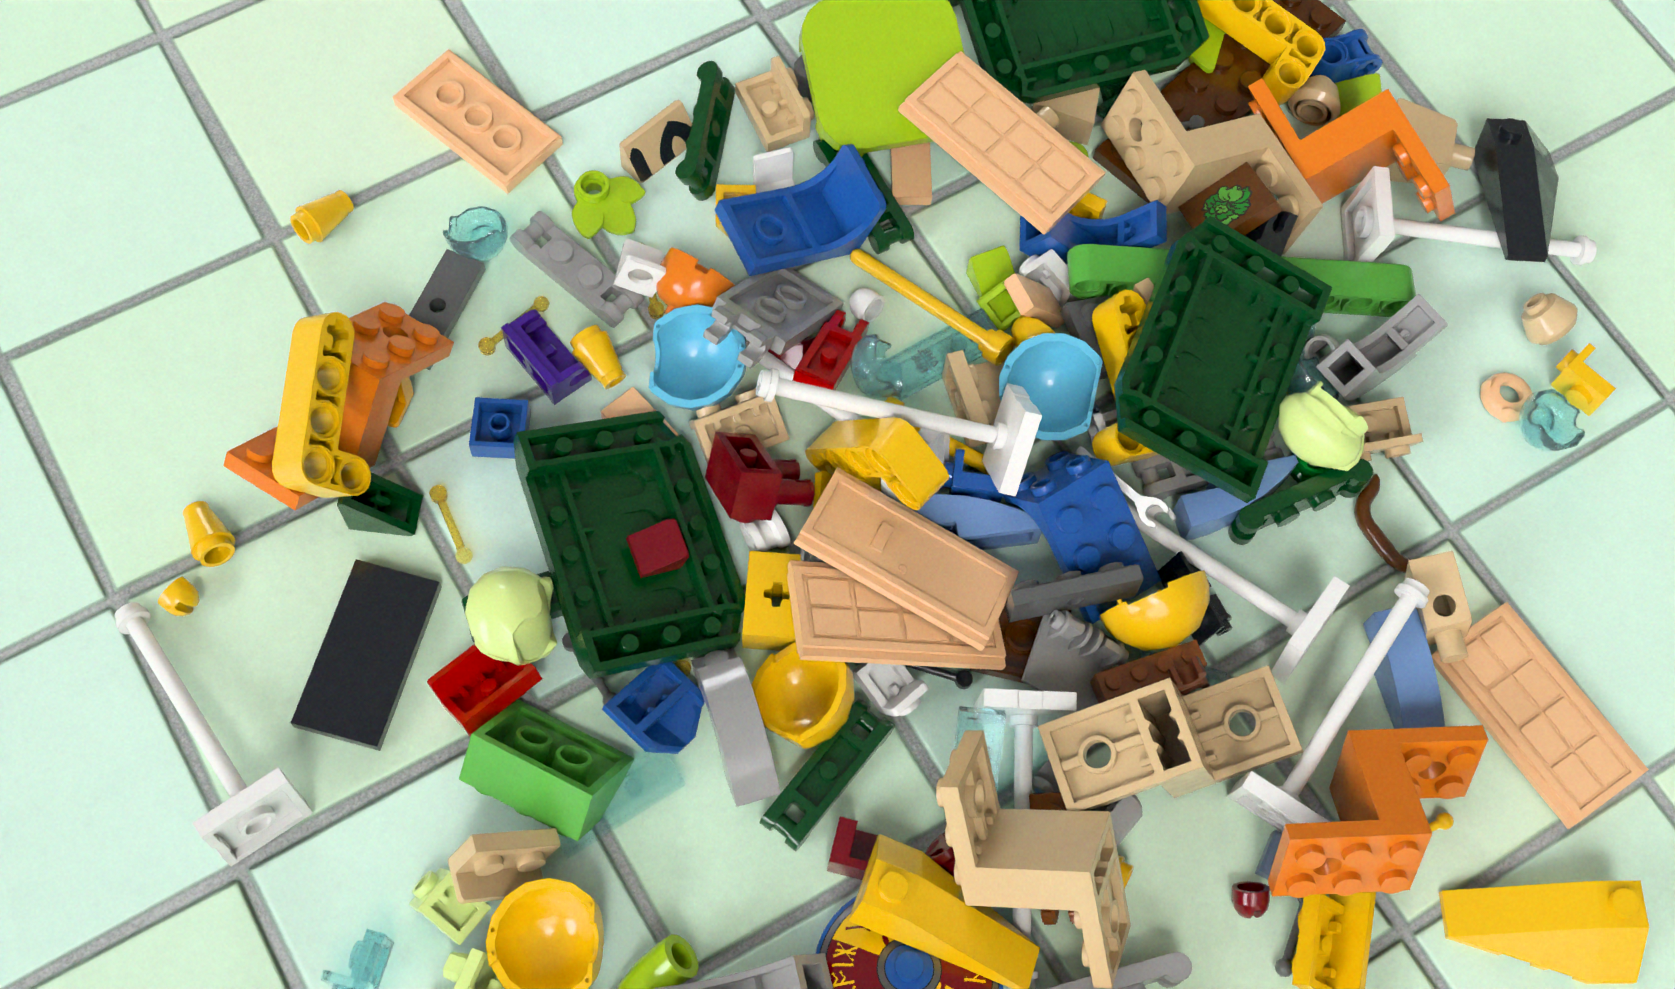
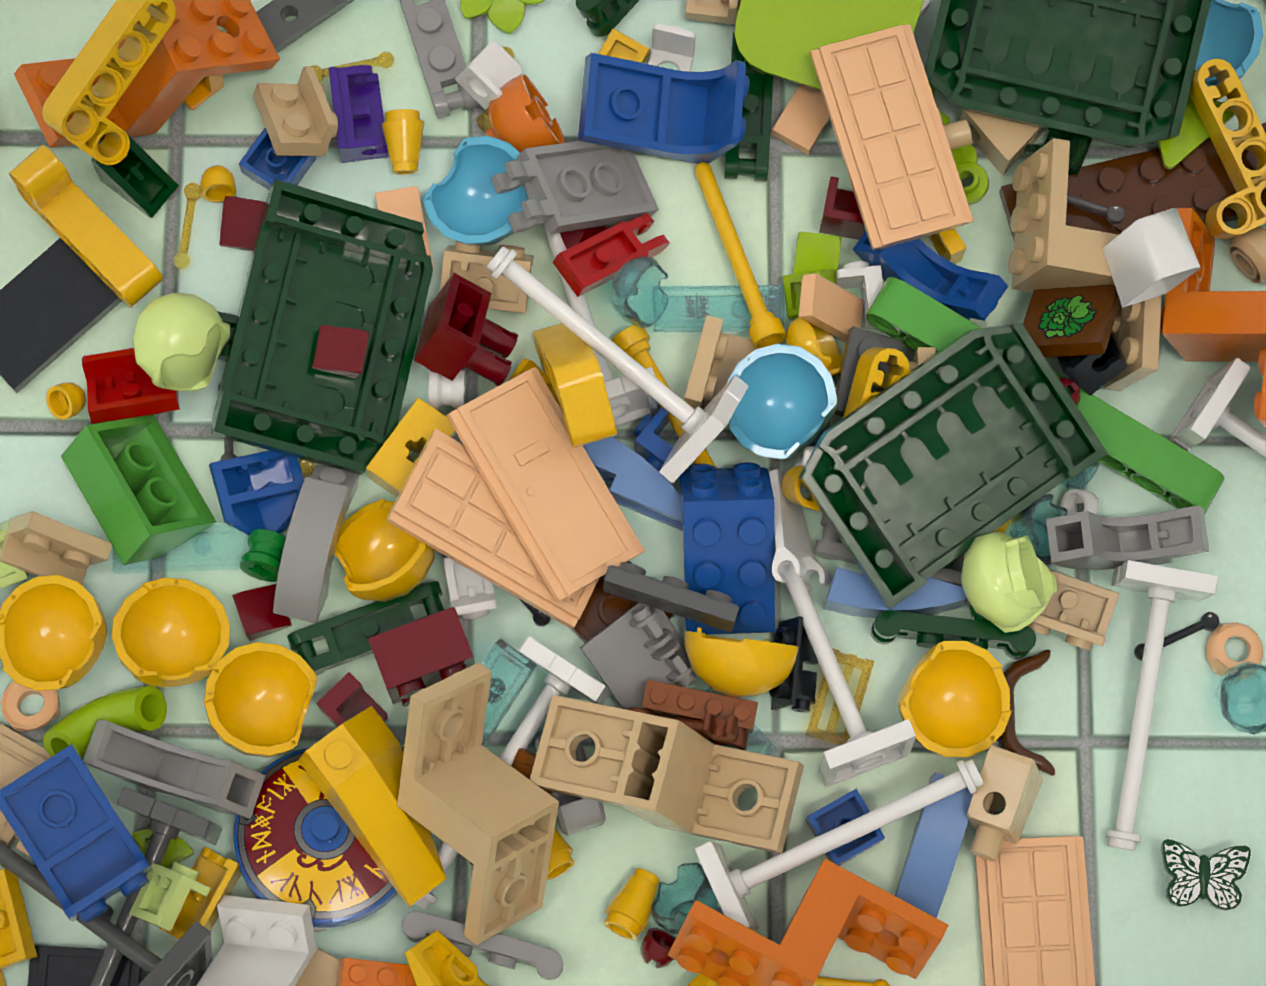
camera: 35 degrees right, 10 degrees up
(361, 569) = (84, 227): none -> yellow beam
(431, 730) = (65, 400): none -> yellow hinge
(459, 474) = (217, 184): none -> yellow hinge
(498, 380) = (297, 115): none -> tan bracket
(501, 494) = (240, 222): none -> dark red slope
(660, 876) = (170, 632): none -> yellow cylinder
(698, 760) = (263, 555): none -> green wheel
(720, 816) = (257, 614): none -> dark red slope
(777, 887) = (259, 698): none -> yellow cylinder
(866, 304) = (678, 223): white hinge -> none
(895, 763) = (421, 654): none -> dark red brick
(990, 228) = (841, 213): none -> dark red panel
(1205, 875) = (632, 906): none -> yellow cone
(1239, 632) = (850, 662): none -> clear yellow tile
(1247, 841) = (677, 898): none -> clear light blue hair
(1271, 116) = (1150, 257): none -> white piece
(1316, 700) = (838, 813): none -> blue piece
(1347, 541) = (956, 699): none -> yellow cylinder
(1432, 370) = (1162, 586): none -> white tile
(1472, 387) = (1208, 622): none -> black hinge
(1619, 576) = (1204, 876): none -> animal

